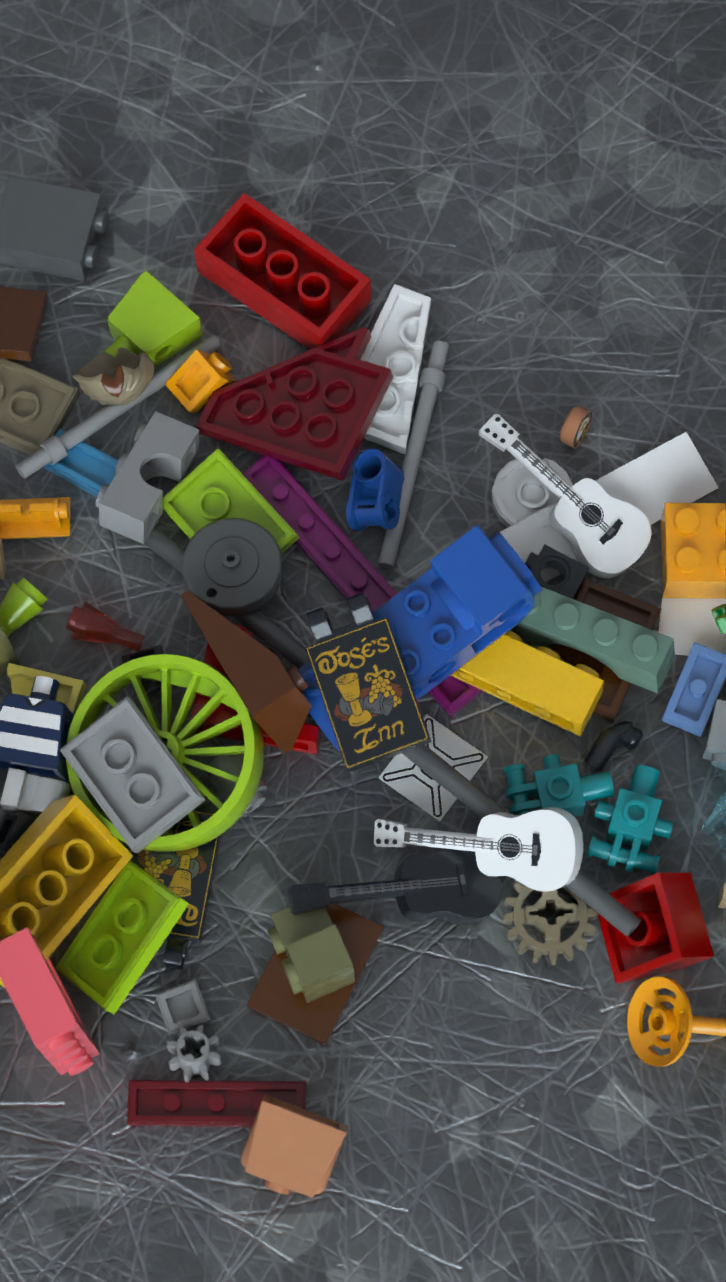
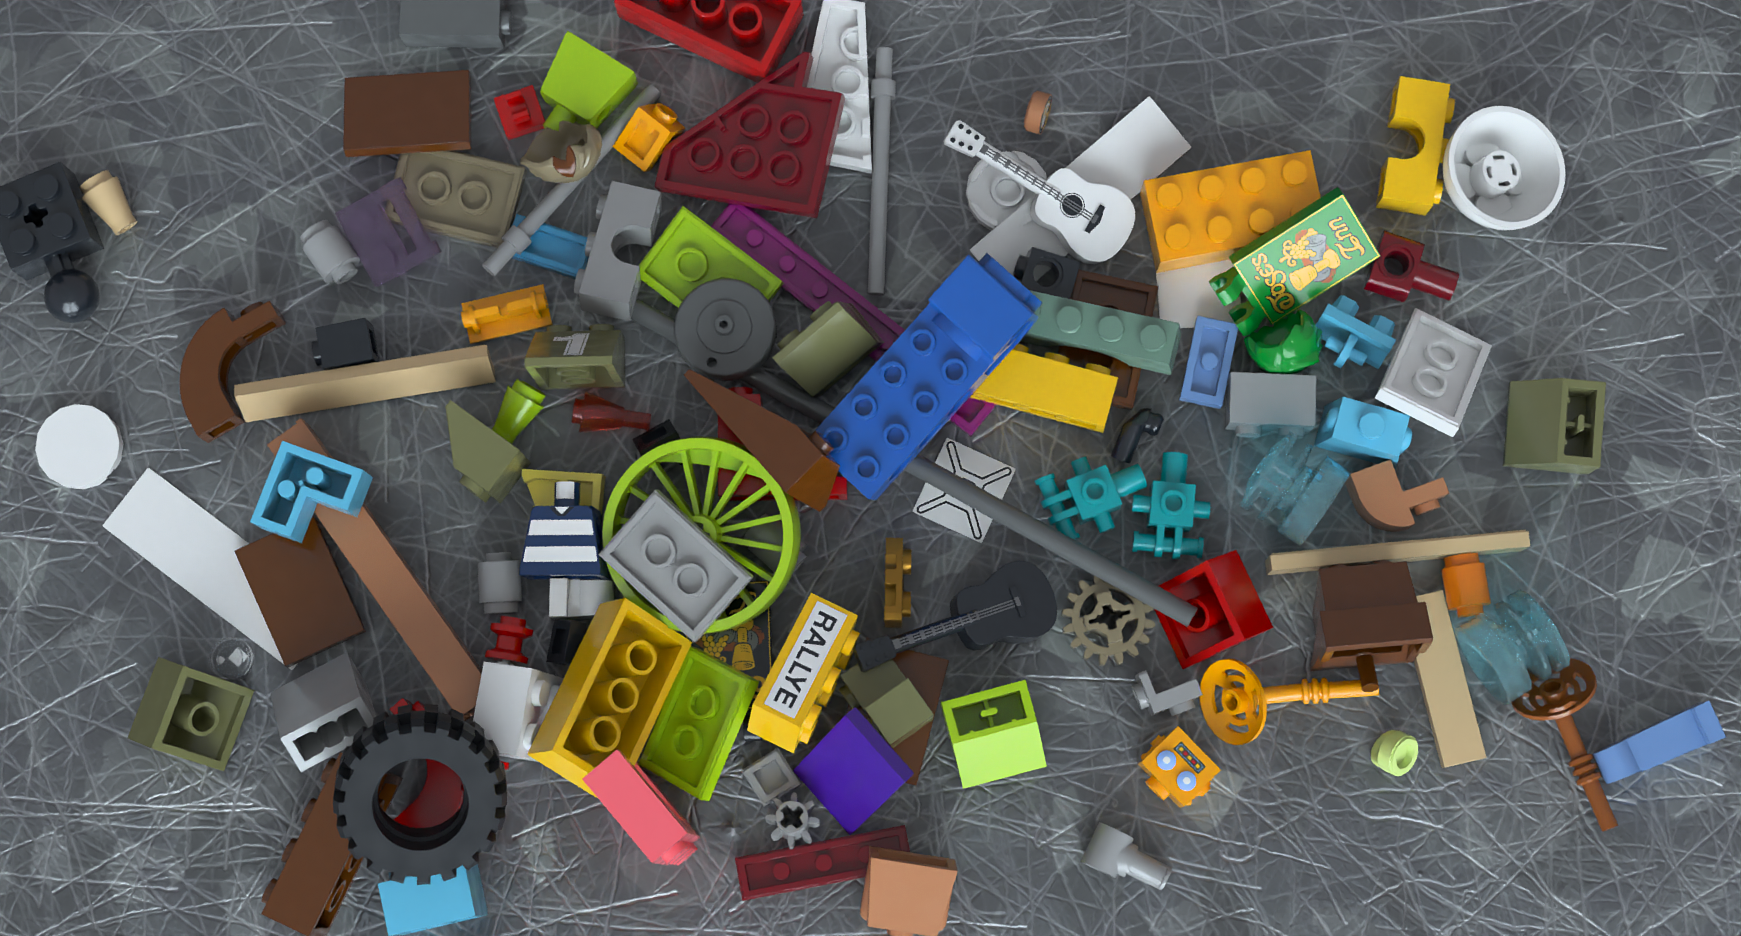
camera: 10 degrees left, 10 degrees up
(84, 338) = (520, 112): none -> red tile
(84, 569) = (577, 358): none -> olive slope
(234, 906) = (804, 674): none -> brick
(263, 1011) = (853, 771): none -> dark purple tile
(324, 586) = (827, 347): none -> olive slope
(351, 822) = (896, 565): none -> pearl gold wing
(365, 686) = (888, 436): tile -> none
(374, 492) = (853, 226): blue piece -> none
(412, 1006) = (994, 734): none -> lime slope
(510, 1153) = (1115, 855): none -> light grey pin
(534, 848) = (1081, 560): white piece -> none
(591, 1078) = (1177, 768): none -> light orange head
(602, 1008) = (1176, 699): none -> light grey bracket

